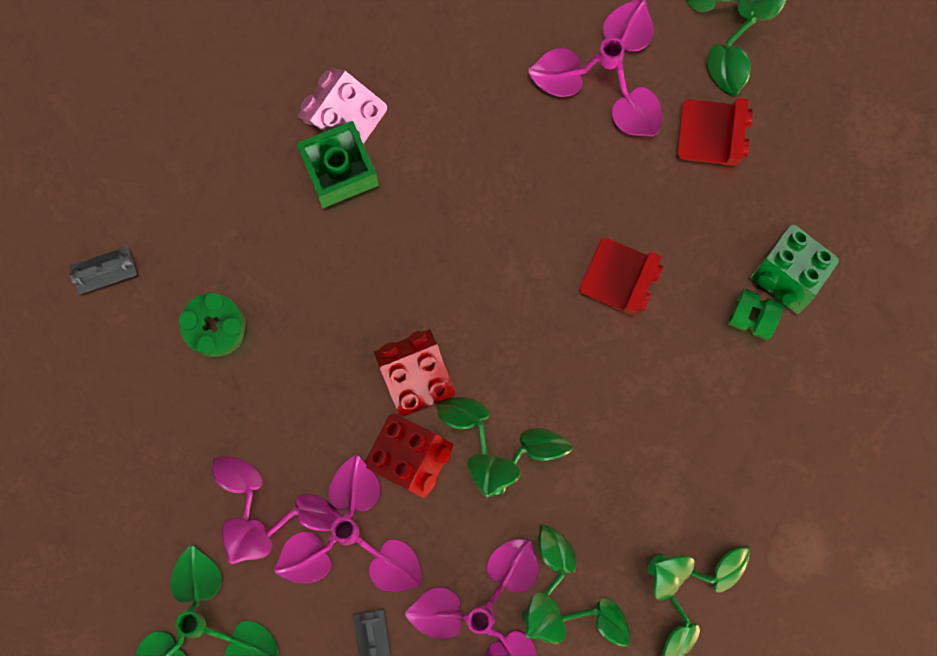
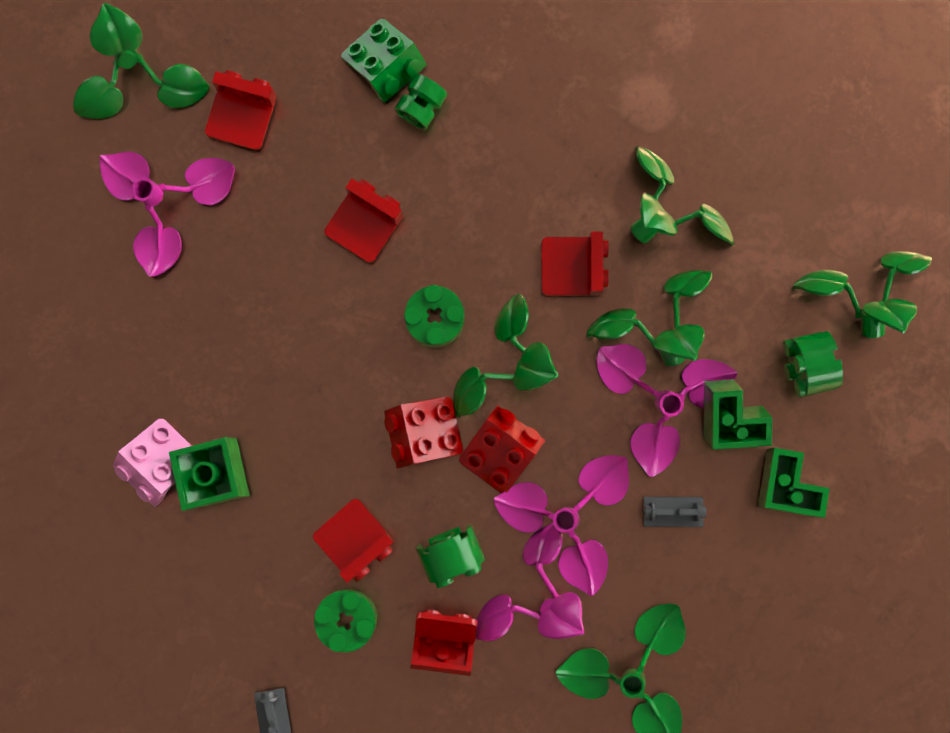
camera: 80 degrees left, 0 degrees up
(203, 427) = (444, 643): none -> red bracket
(292, 420) = (451, 556): none -> green brick
(293, 320) = (353, 540): none -> red bracket
(530, 347) = (434, 300): none -> green brick
(611, 500) = (574, 265): none -> red bracket

